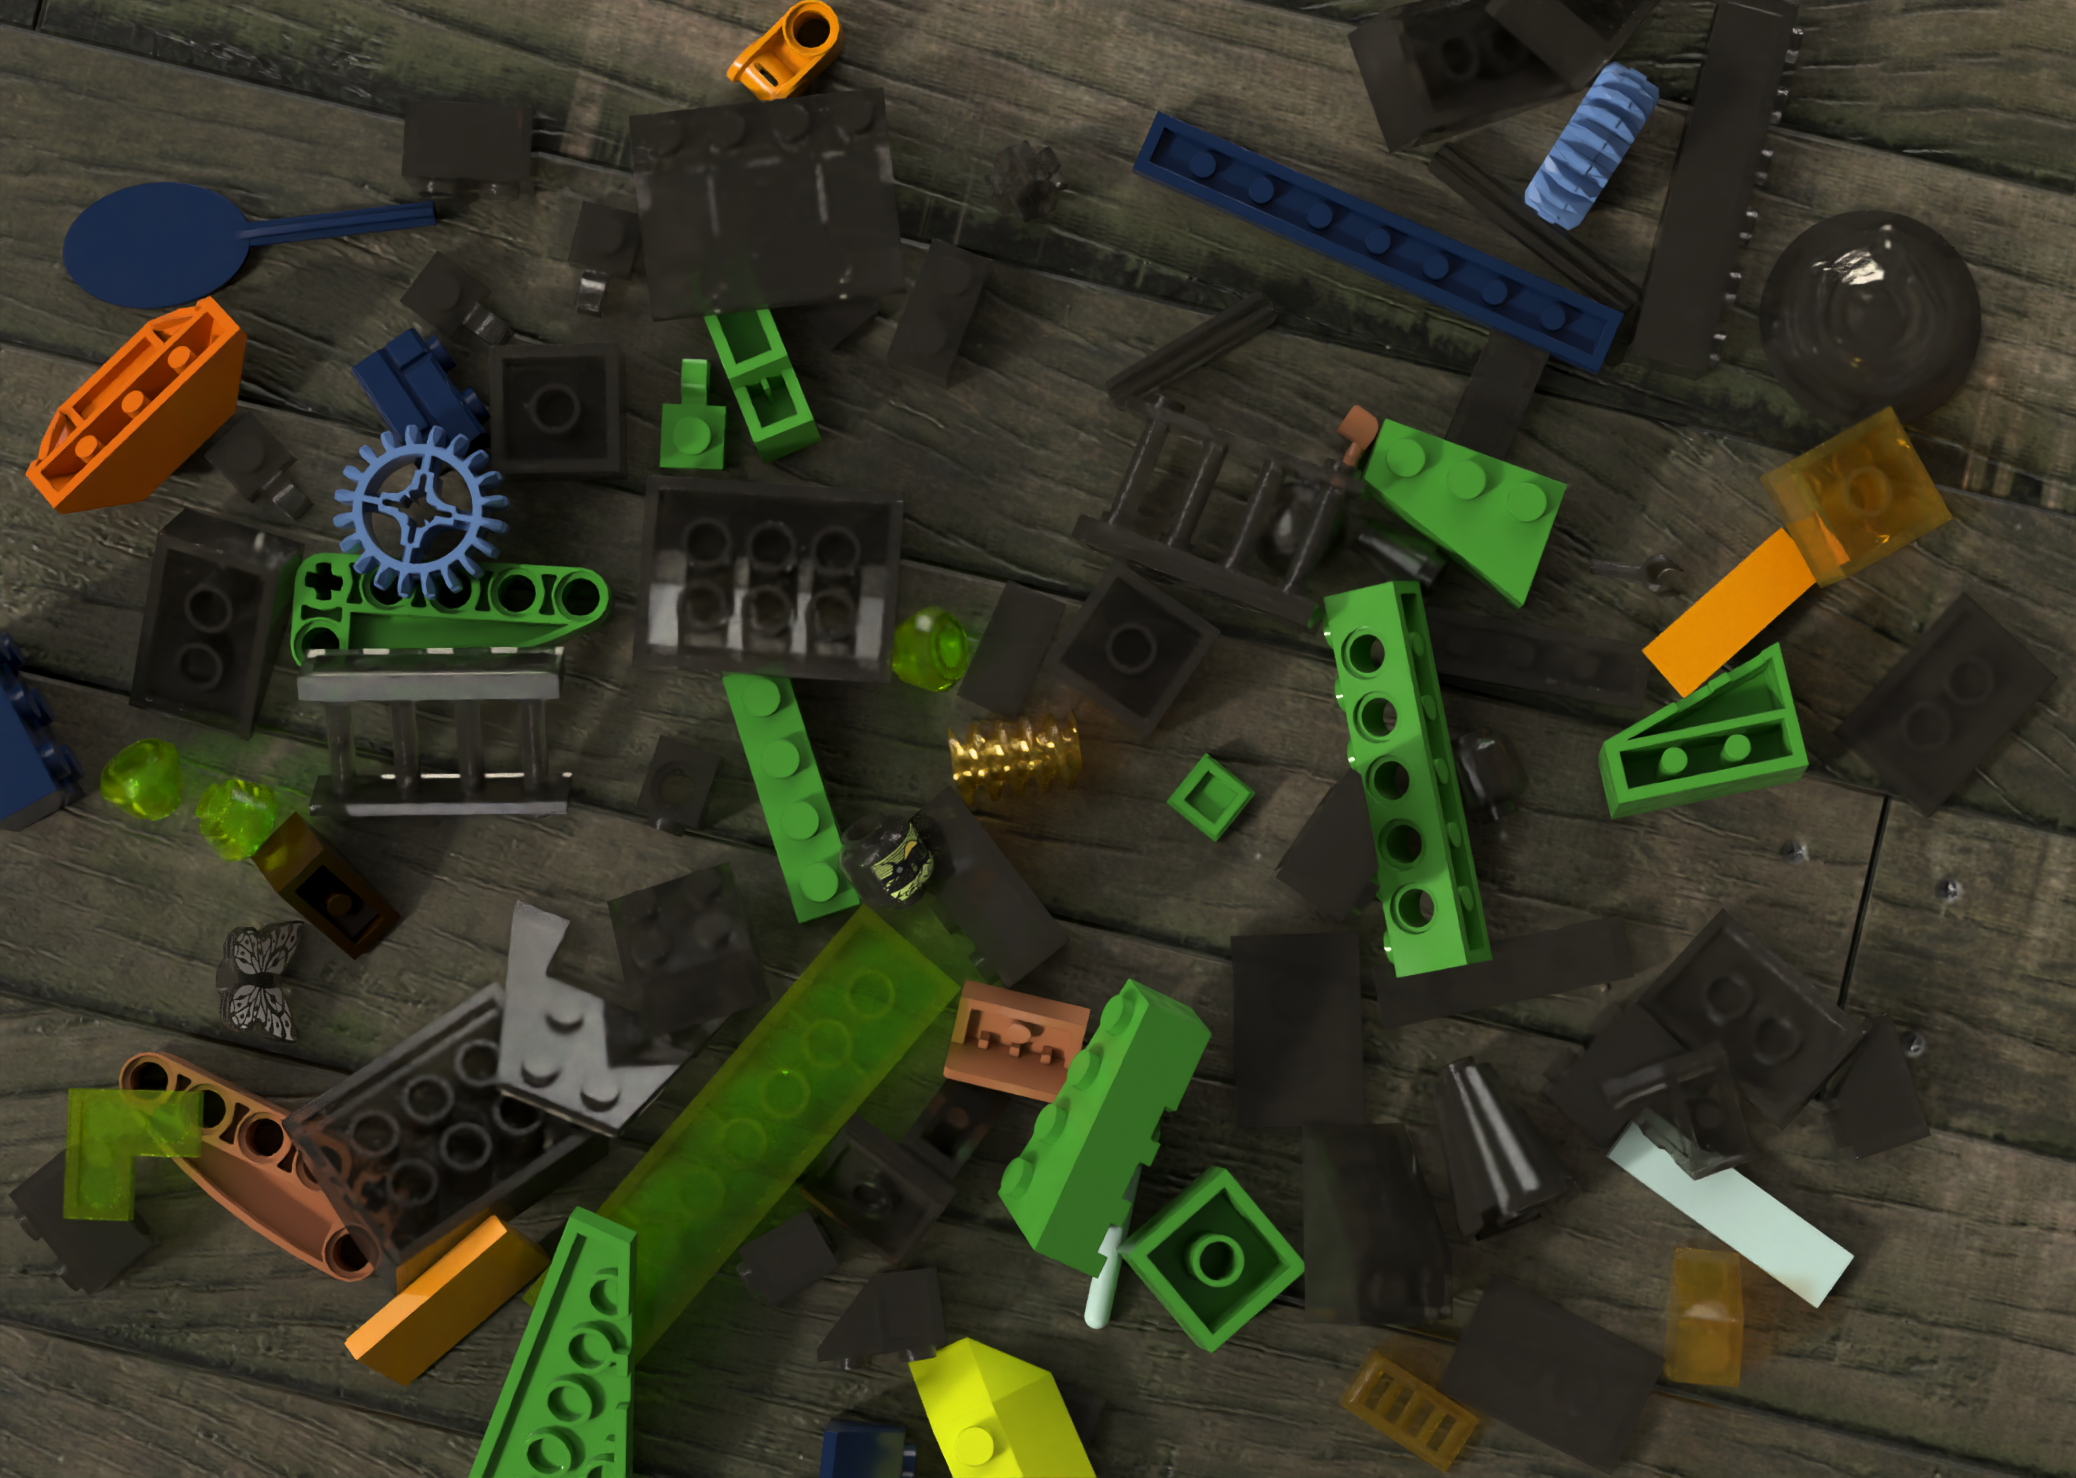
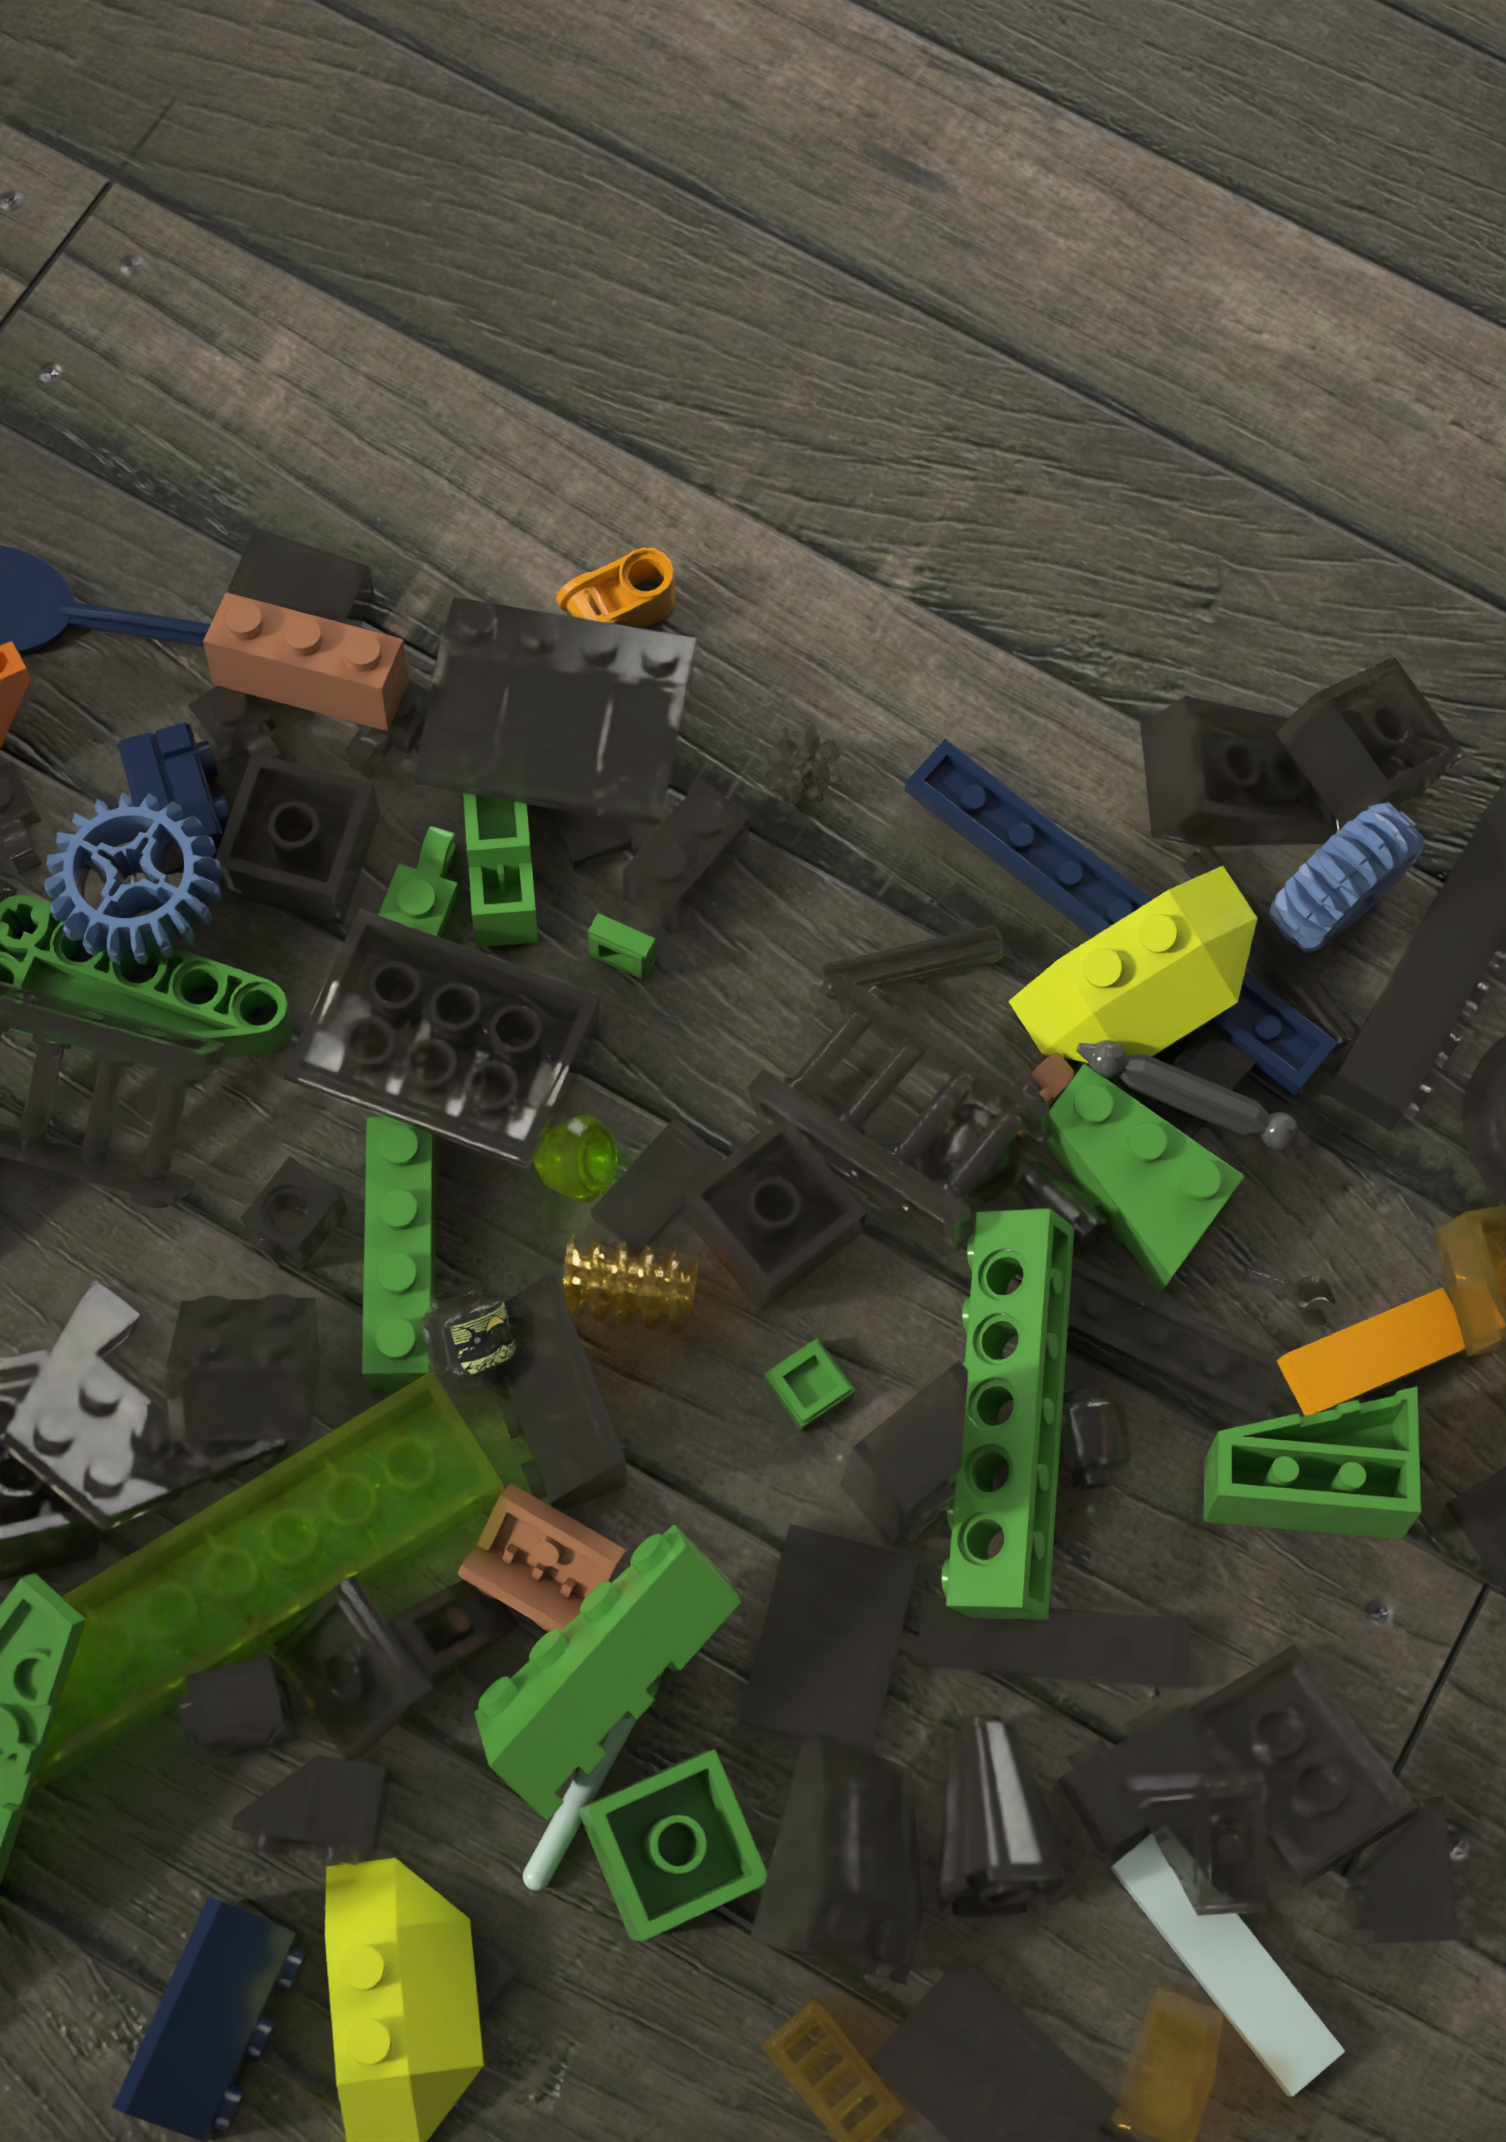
camera: 10 degrees right, 15 degrees down
(508, 231) = (306, 661): none -> nougat brick
(905, 424) = (621, 946): none -> bright green tile
(1423, 308) = (1146, 974): none -> neon yellow wedge
(1497, 412) = (1193, 1095): none -> dark grey wheel

